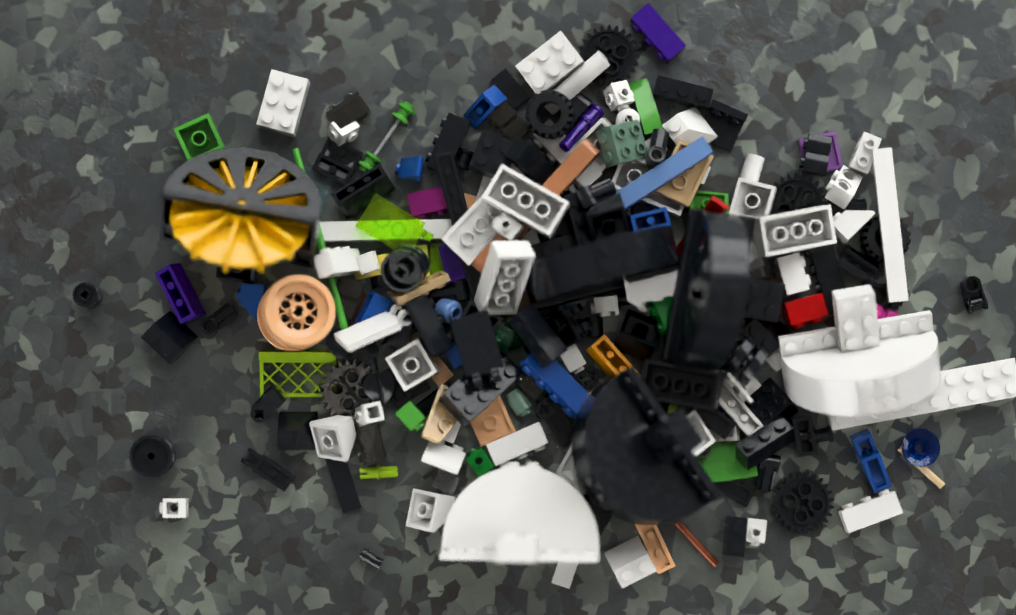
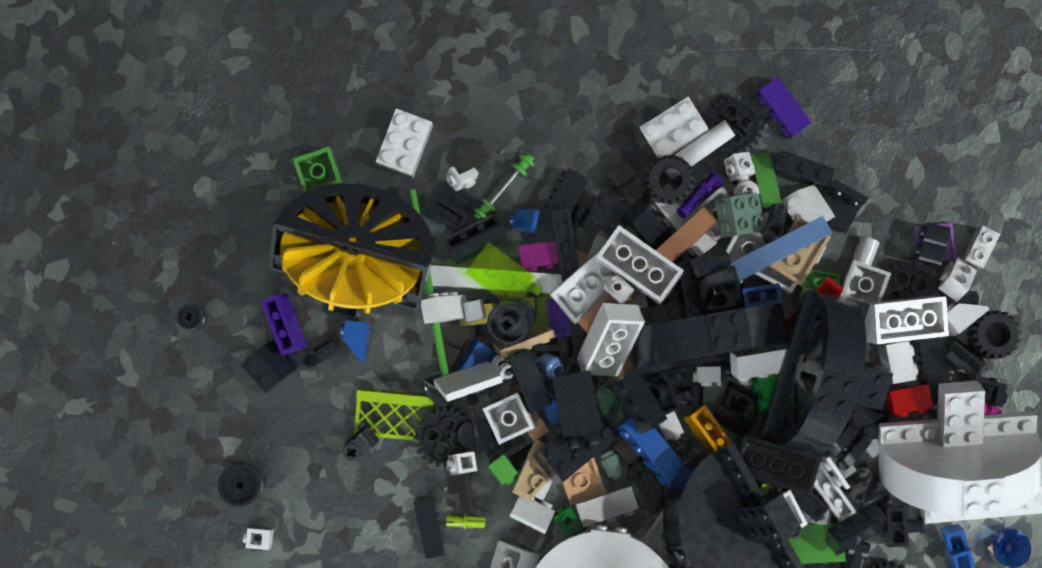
camera: 10 degrees right, 0 degrees up
(269, 470) = (356, 509): black hinge -> none
(283, 334) = (373, 350): light nougat wheel -> none
(295, 431) = (388, 472): black slope -> none
(333, 437) = (424, 482): white slope -> none
(484, 105) = (604, 165): blue slope -> none
(889, 225) = (1002, 322): white tile -> none

